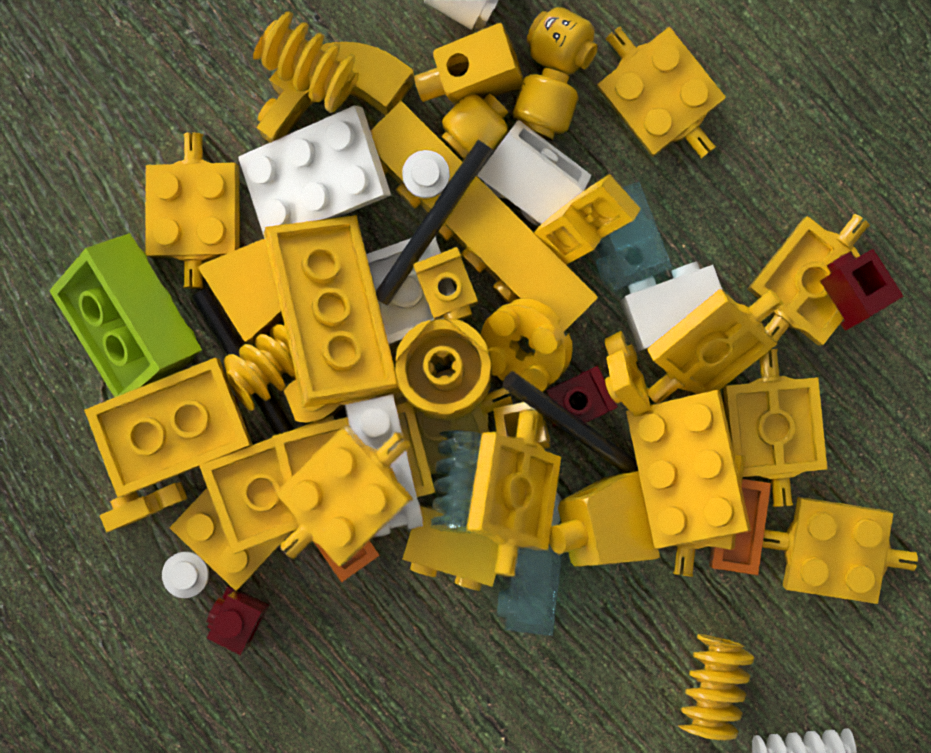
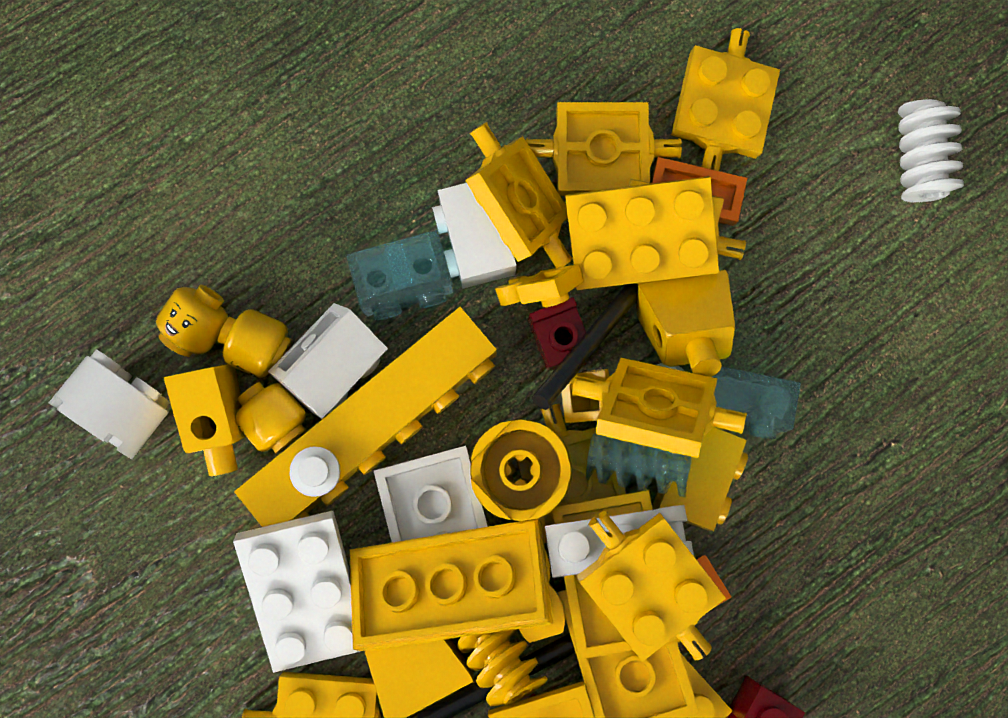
camera: 90 degrees left, 5 degrees down
(306, 62) = (180, 590): yellow piece -> none
(381, 83) = (193, 563): yellow arch -> none
(433, 222) = (366, 468): black bar -> none
(441, 267) = (415, 466): yellow brick -> none
(545, 336) = (484, 367): yellow plate -> none
(587, 219) = (379, 309): yellow slope -> none
(661, 92) = (256, 227): yellow plate -> none
(717, 689) = (858, 225): yellow piece -> none
(796, 276) = (458, 94): yellow plate -> none
(860, 287) = (474, 50): dark red brick -> none

